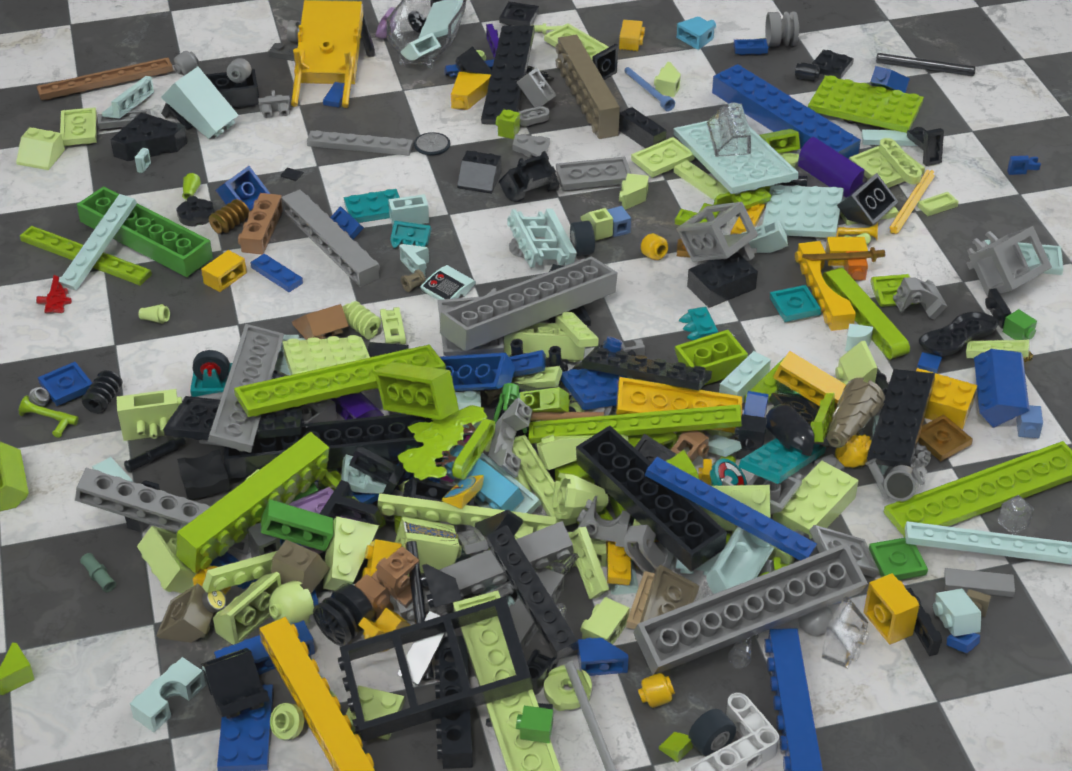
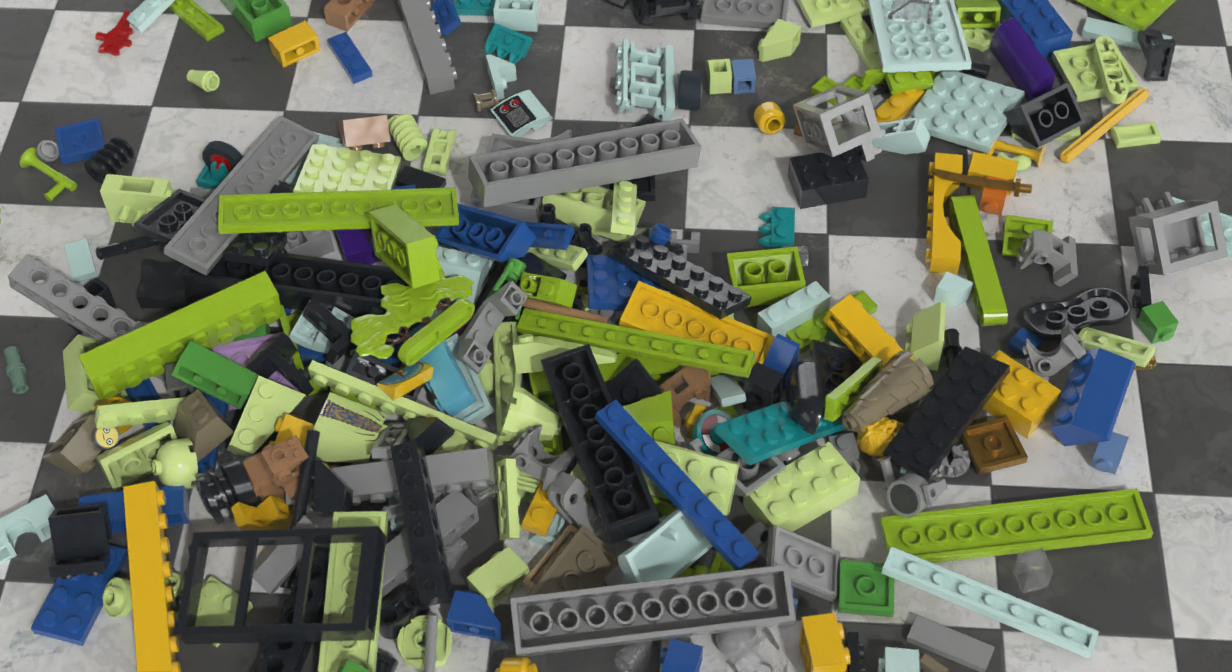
camera: 20 degrees right, 10 degrees up
(795, 303) = (900, 228): teal plate -> none
(968, 355) = (1069, 349): none -> light grey tile

